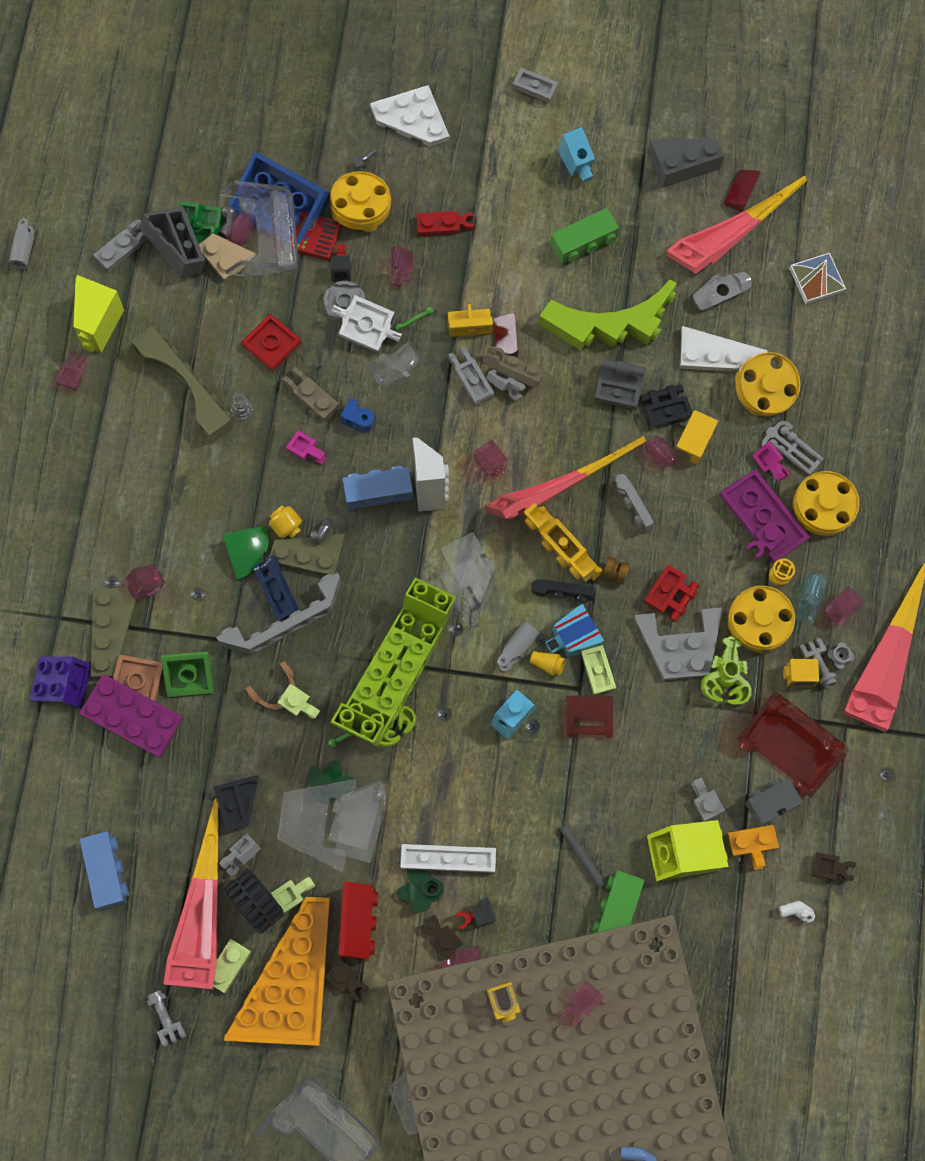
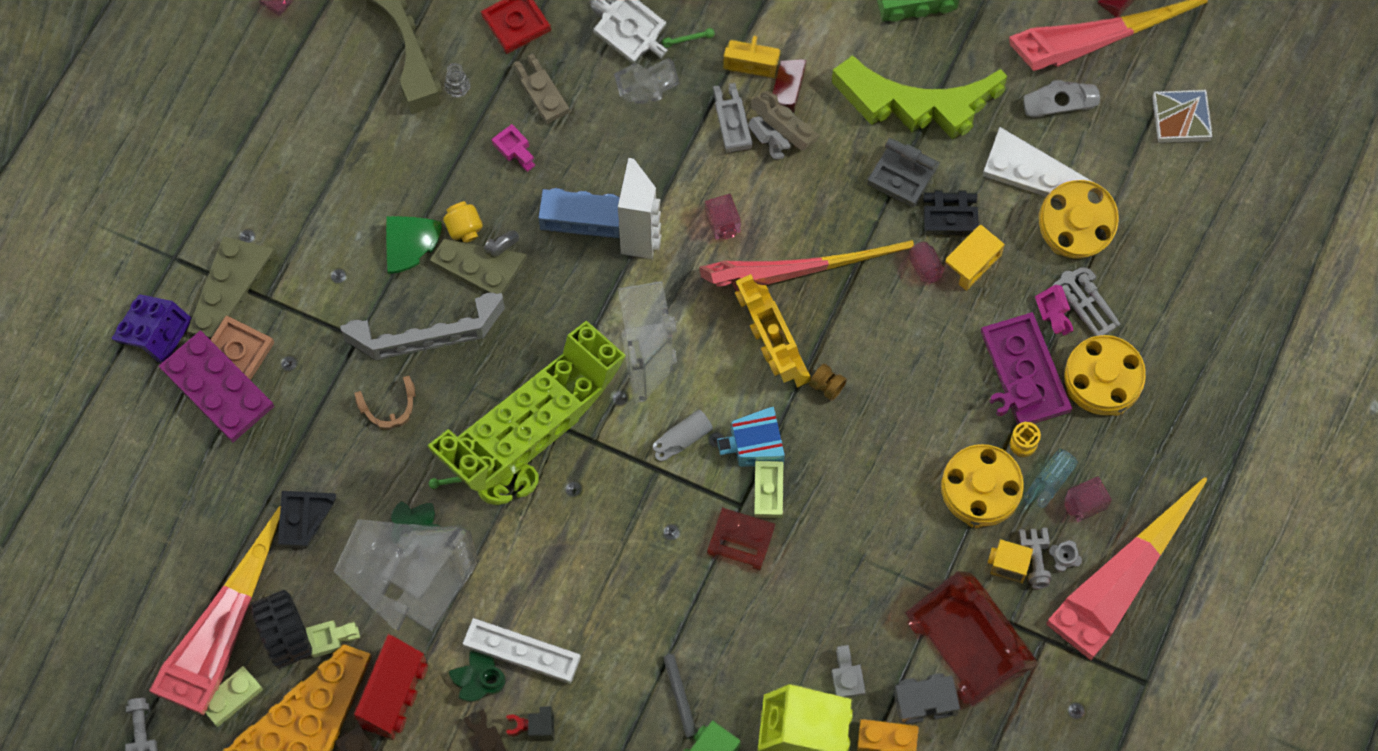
camera: 20 degrees right, 5 degrees down
(104, 870) = (128, 548): medium blue brick -> none
(144, 581) = (281, 242): clear pink brick -> none
(188, 674) = (296, 358): bright green slope -> none
(241, 852) = (288, 573): light grey plate -> none
(276, 588) = (427, 291): dark blue plate -> none
(295, 701) = (406, 423): yellowish green plate -> none
(357, 418) = (584, 129): blue leg -> none
(513, 714) = (652, 508): medium azure torso -> none
(548, 662) = (715, 465): yellow cone -> none
(562, 589) = (756, 386): black hinge -> none
(634, 502) = (874, 310): light grey hinge -> none
(666, 588) = (879, 420): red plate -> none
(682, 654) = (876, 500): light grey wing -> none
(728, 674) = (920, 538): lime animal -> none

